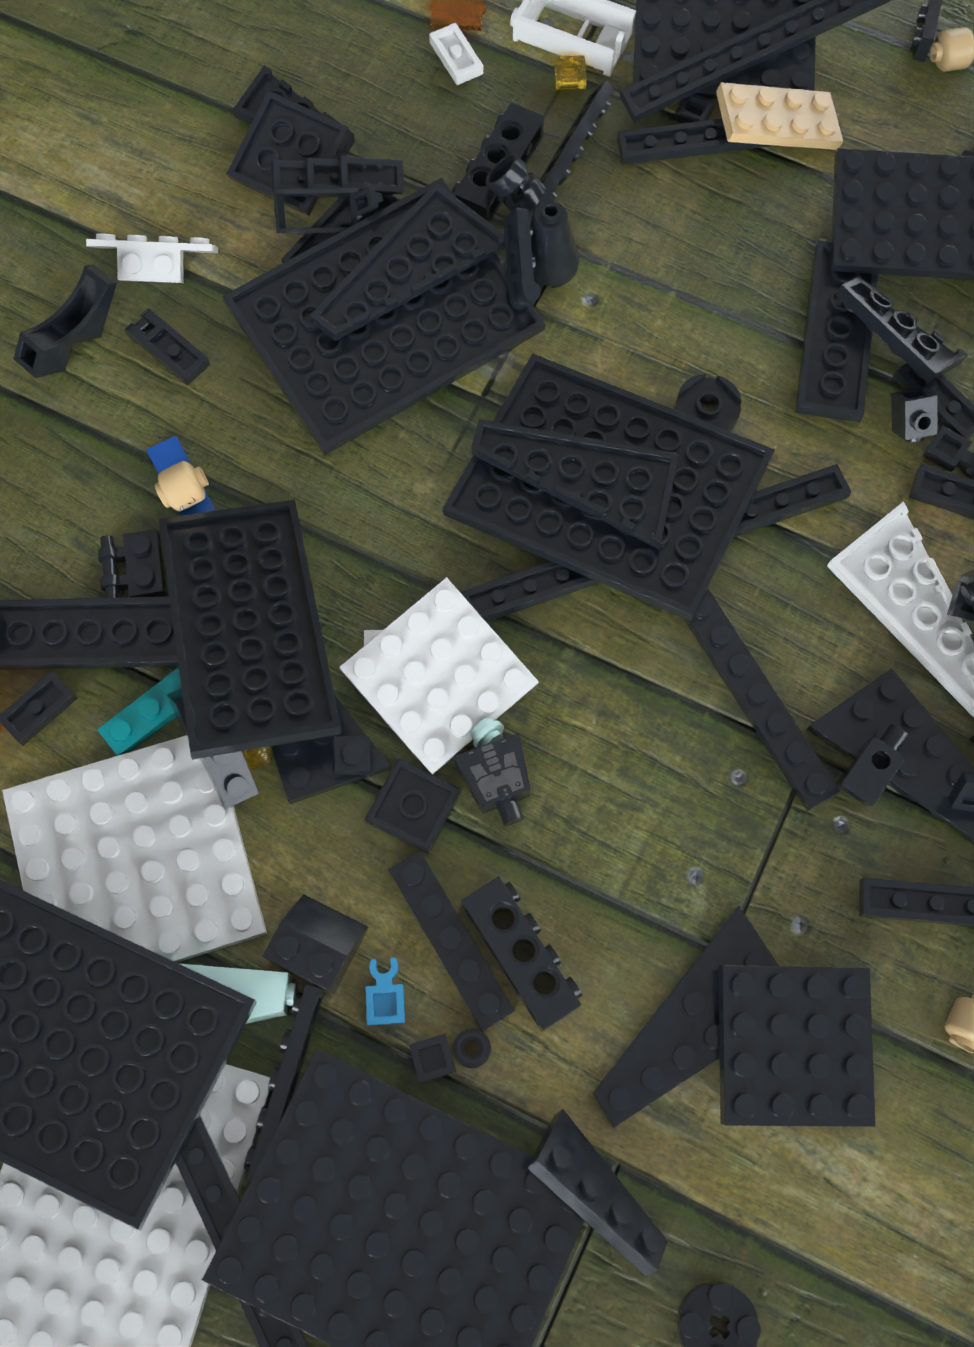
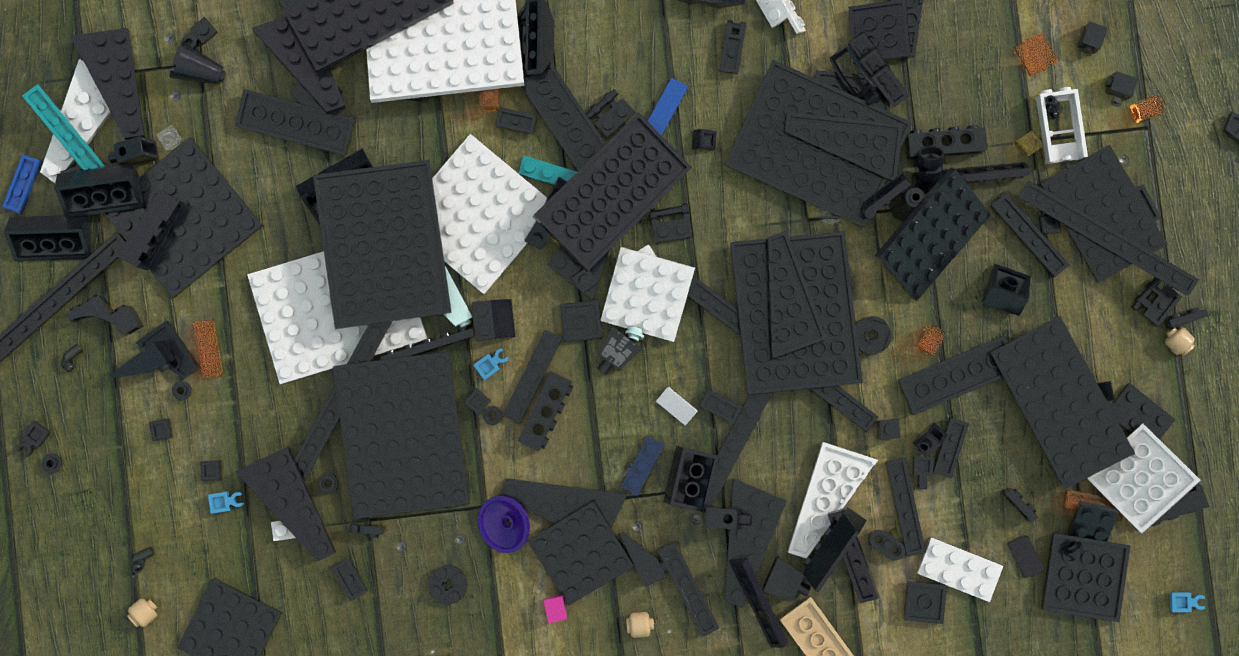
camera: 55 degrees right, 15 degrees up
(181, 486) = (661, 111): tan head -> none
(267, 463) = (704, 139): none -> black slope
(365, 585) = (671, 229): none -> black plate
(456, 53) = (1002, 75): white plate -> none
(535, 13) = (1052, 107): none -> black arm
(594, 1192) = (466, 504): black wing -> none
(616, 237) = (933, 234): none -> black plate
(641, 741) = (676, 406): none -> white slope
(676, 1166) = (496, 527): none -> dark purple dish
(683, 676) = (720, 406): none -> black plate
(705, 854) = (642, 466): none -> dark blue plate
(756, 203) = (1007, 290): none -> black slope
(764, 335) = (930, 340): none -> clear orange brick
(774, 788) = (690, 479): none -> black slope
(779, 116) = (1069, 272): tan plate -> none
(864, 461) = (888, 429): none -> black brick
(869, 1152) = (555, 608): none -> dark pink panel
(882, 947) = (645, 562): none -> black slope
(892, 47) = (1161, 305): none -> black plate
(899, 330) = (970, 413): black wing -> none

